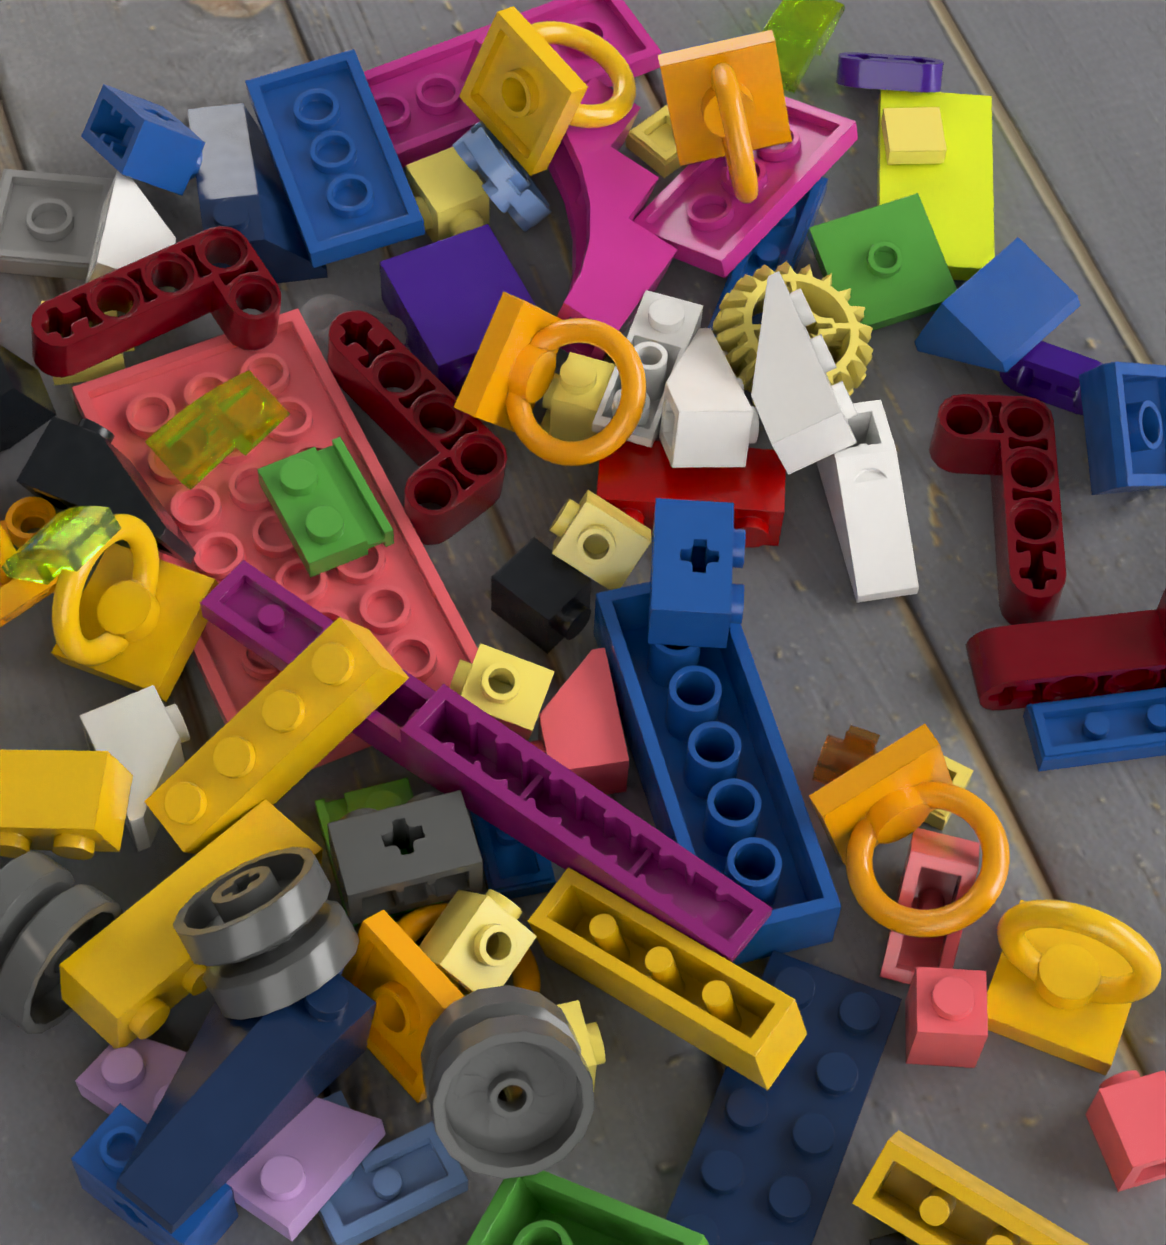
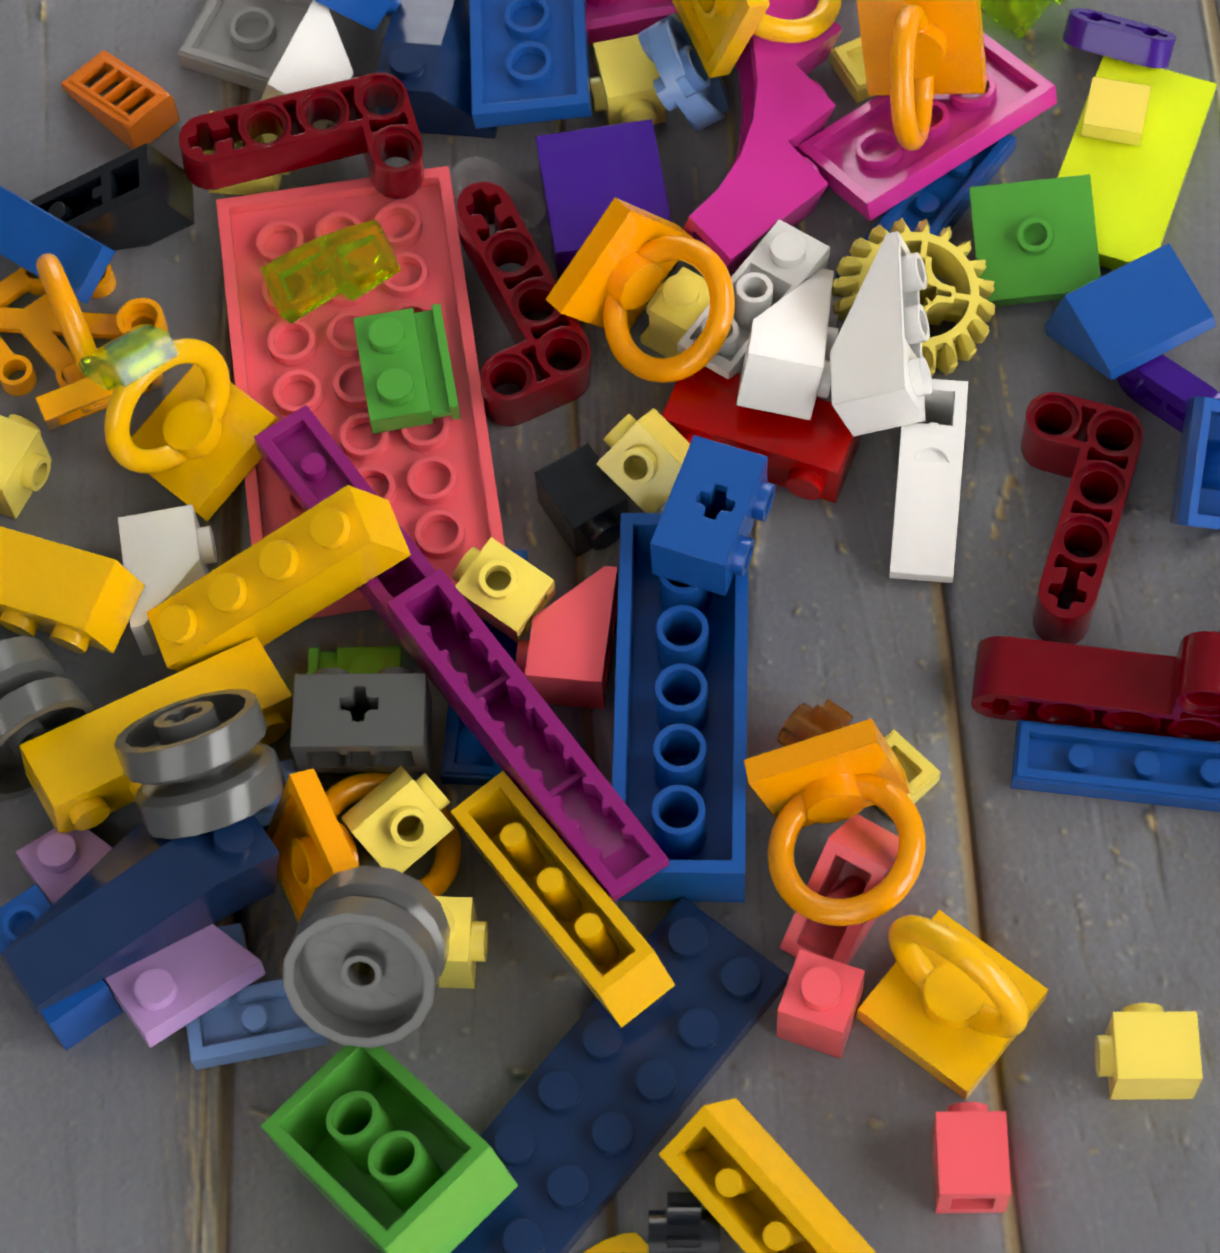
camera: 25 degrees right, 5 degrees up
(83, 468) = (208, 300): black slope -> none

